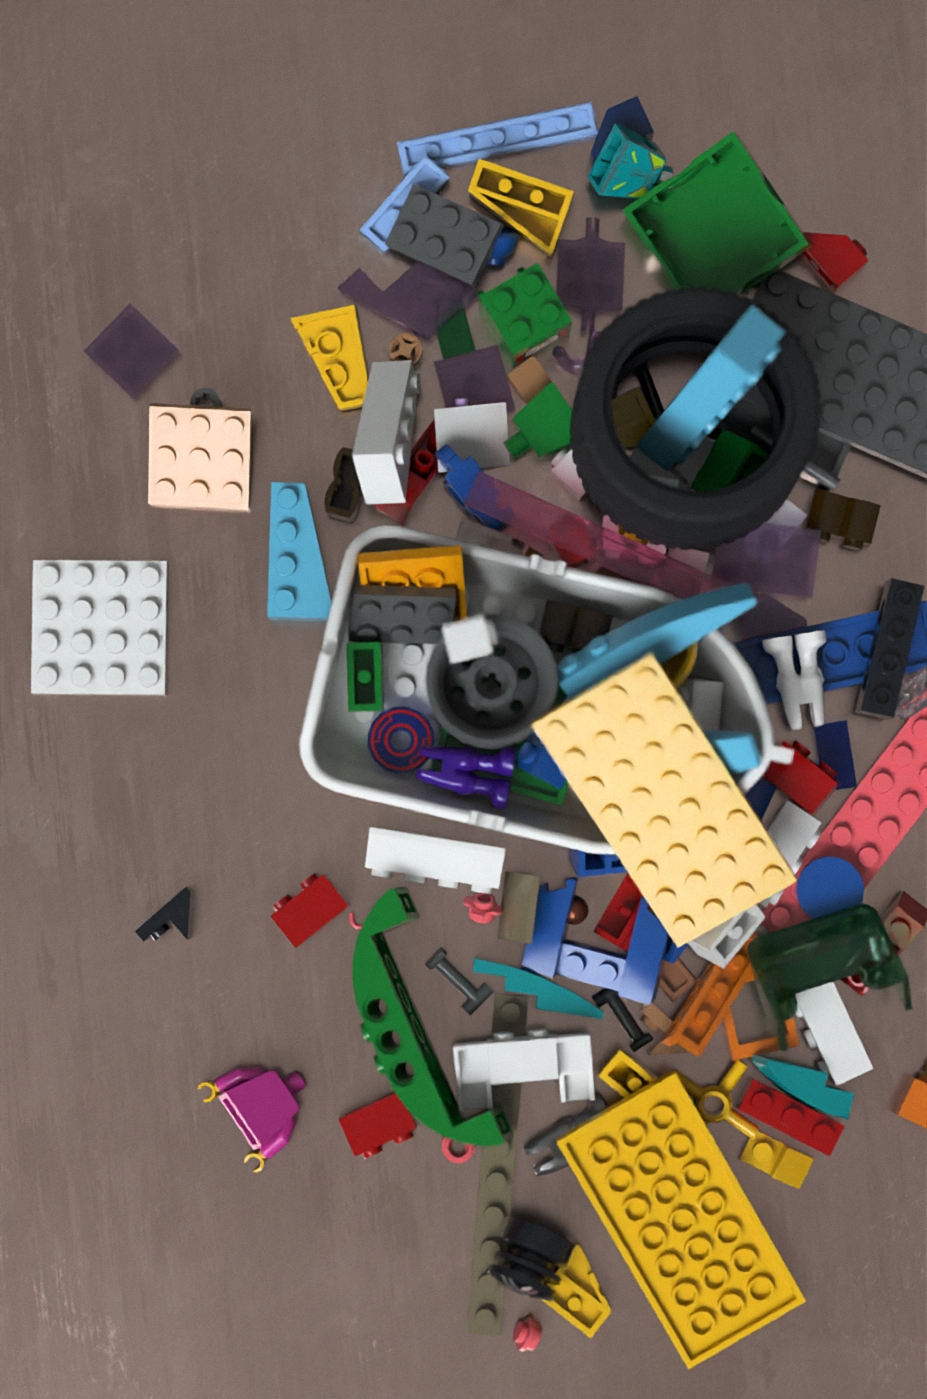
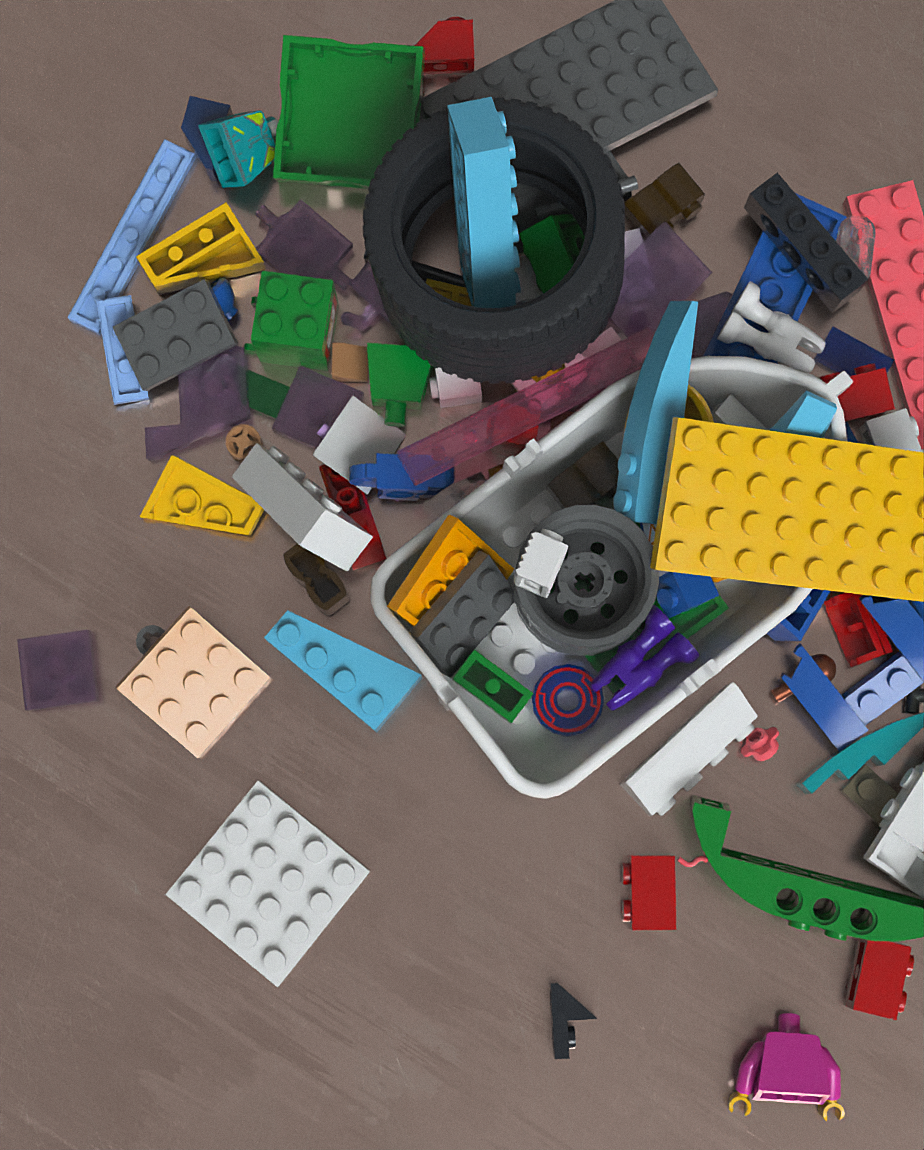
camera: 55 degrees left, 5 degrees down
(475, 996) = (830, 809): dark grey piece -> none
(519, 907) = (787, 709): dark tan slope -> none

